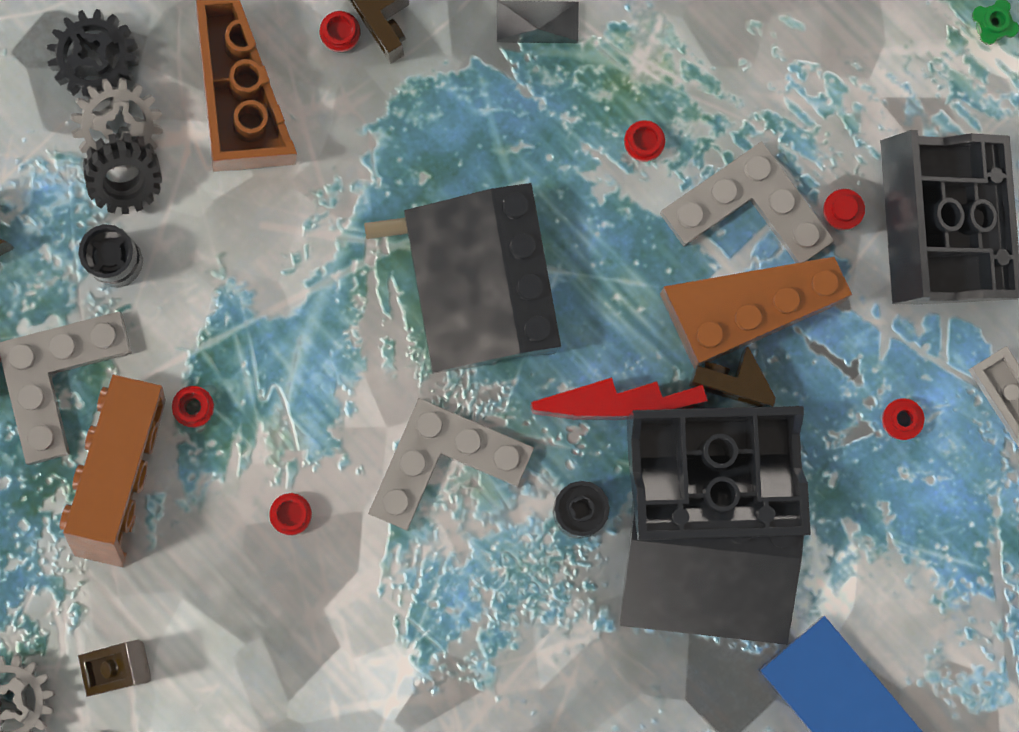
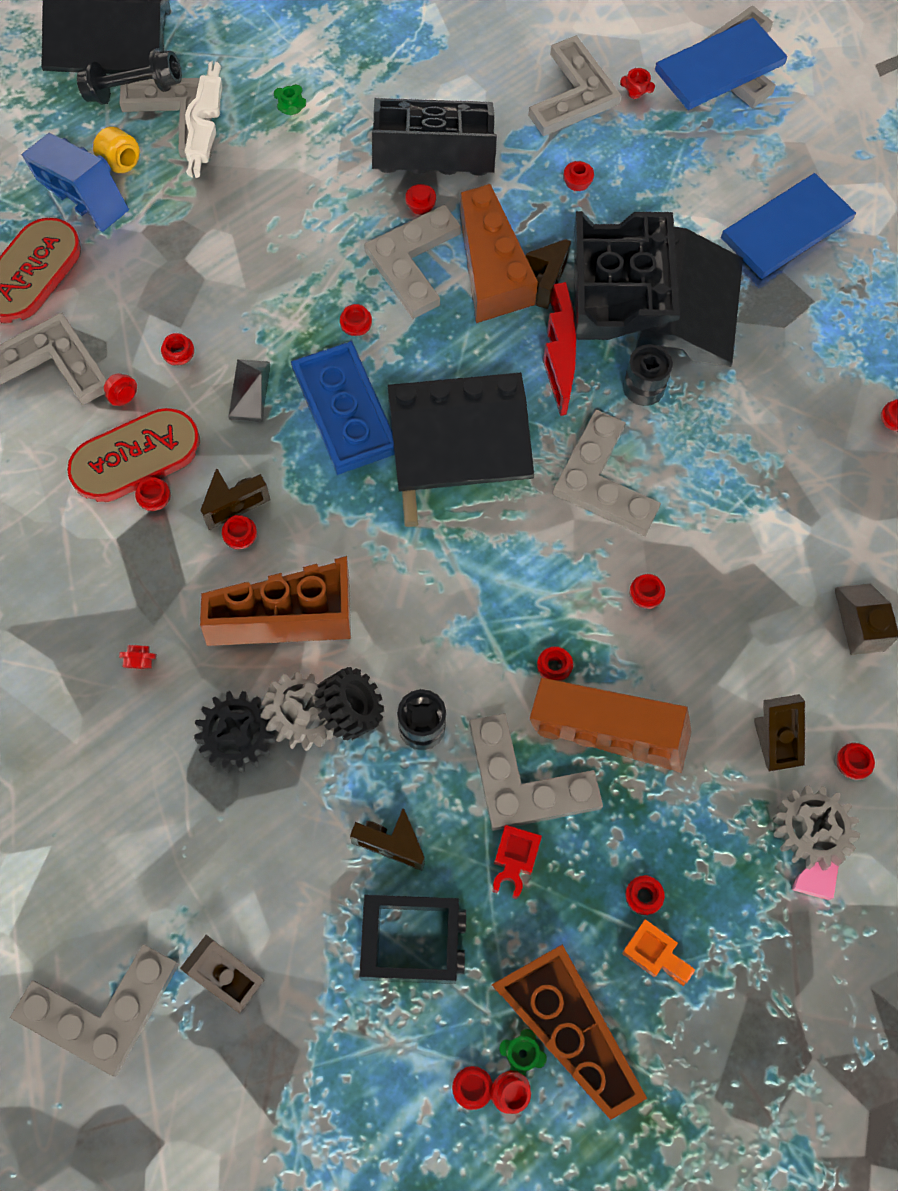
camera: 85 degrees left, 15 degrees down
(522, 135) = (344, 407): none -> blue tile

